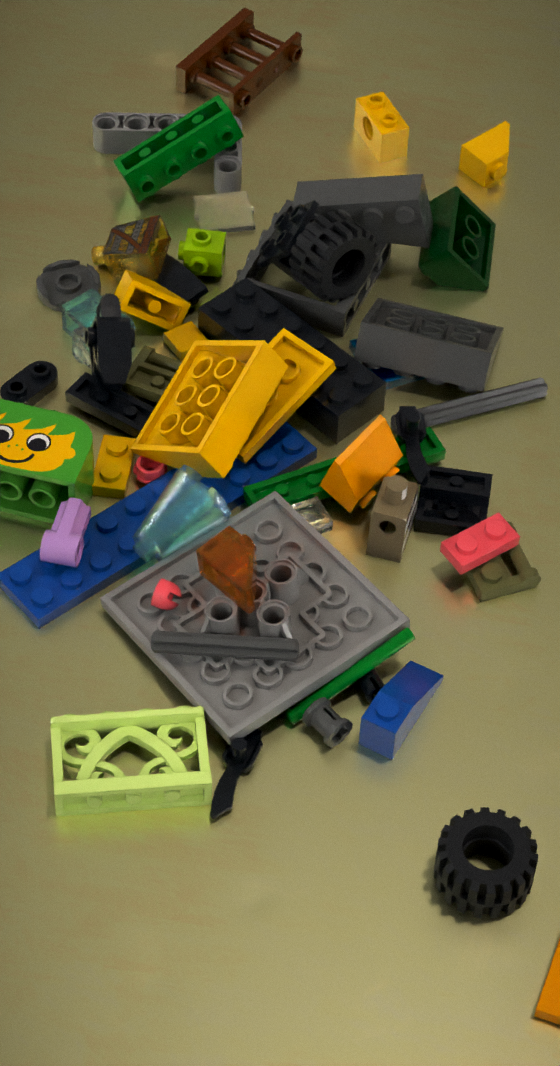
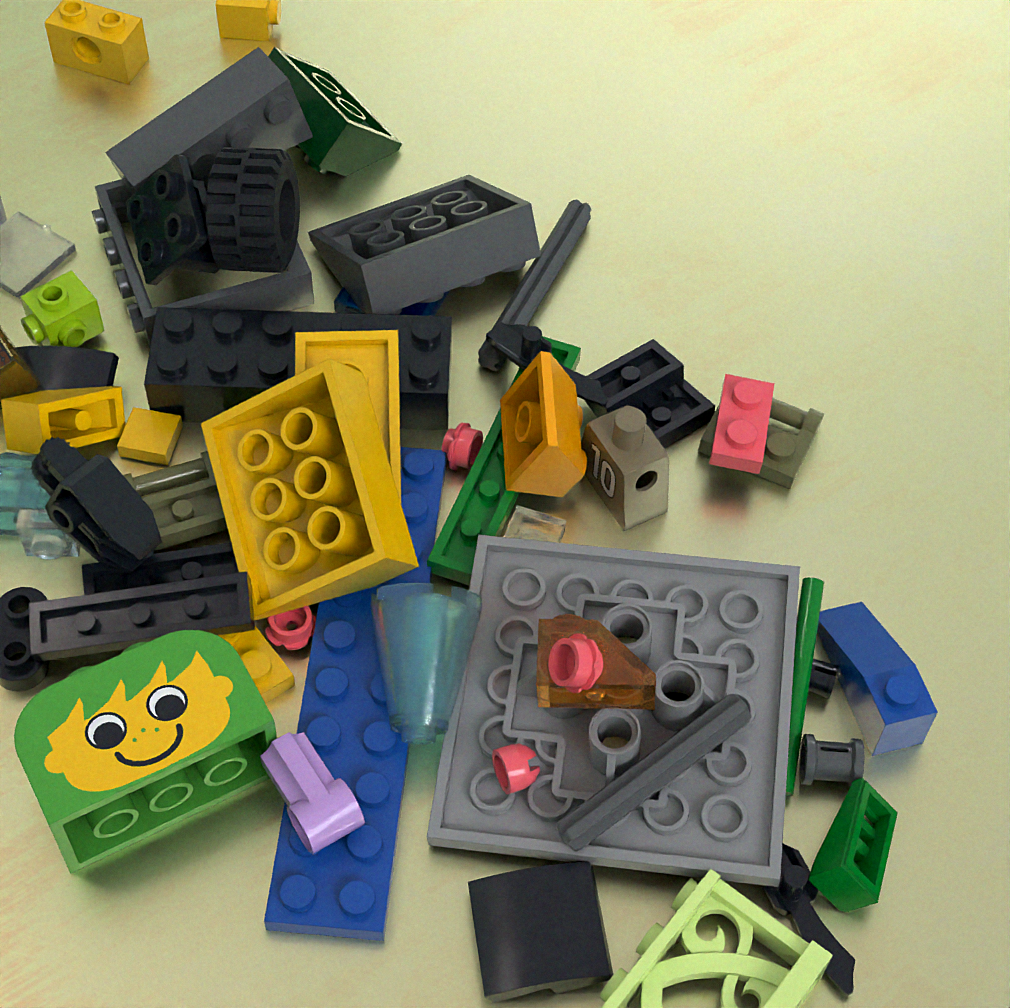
camera: 45 degrees left, 5 degrees up
(104, 420) = (139, 615): none -> black plate
(105, 674) = (539, 930): none -> black slope
(215, 549) = (575, 663): none -> coral plate
(268, 769) = (854, 853): none -> green slope
(326, 449) = (462, 446): none -> coral plate

